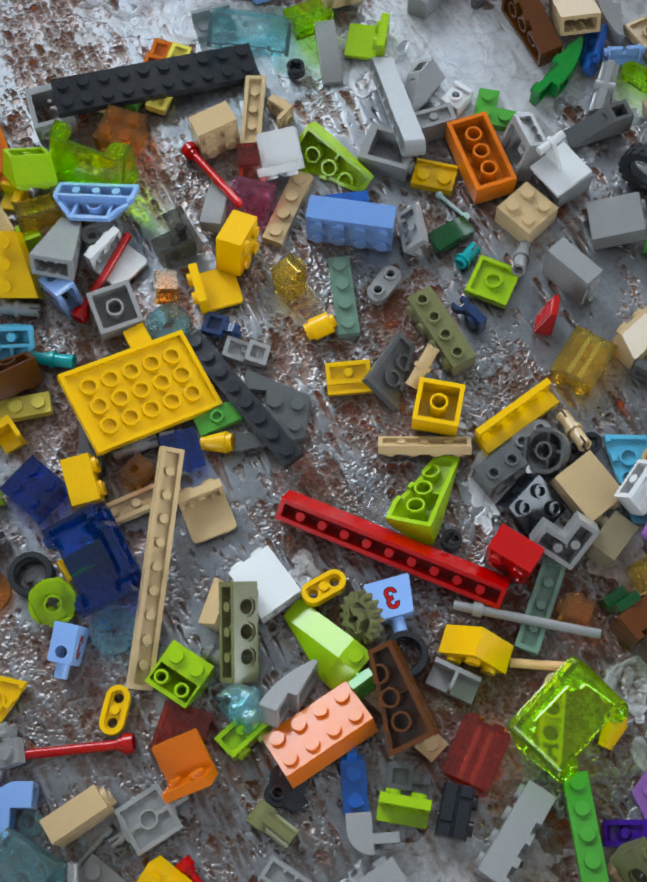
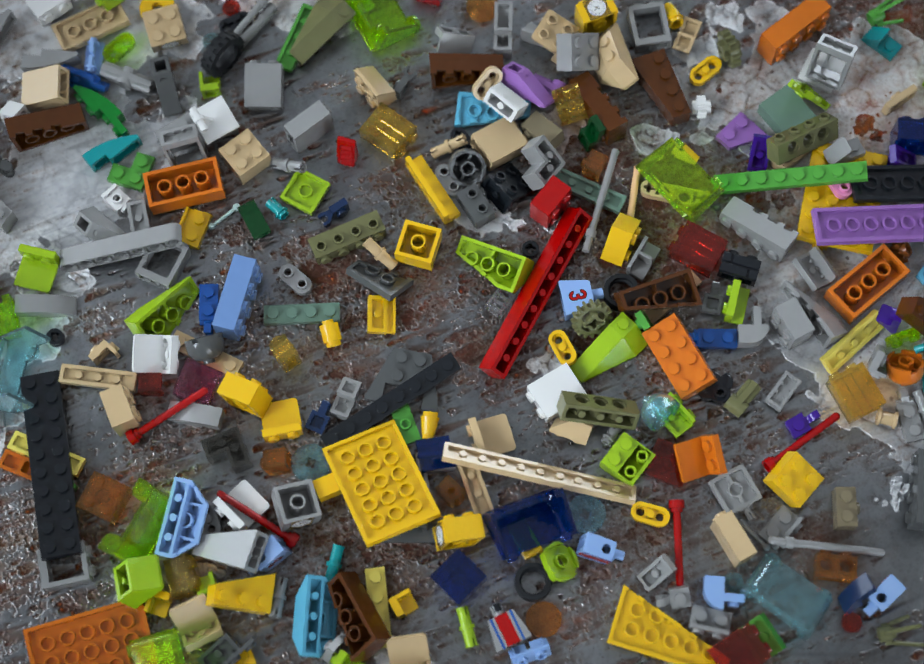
camera: 85 degrees left, 5 degrees up
(41, 723) = (656, 572): none -> light grey slope
(288, 197) = (205, 347): none -> dark grey cylinder
(288, 693) = (649, 375): light grey slope -> none
(412, 229) = (250, 246): light grey bracket -> none
(424, 445) = (449, 260): tan plate -> none
(511, 85) = (111, 151): none -> teal slope
(607, 169) = (209, 86): none -> lime panel

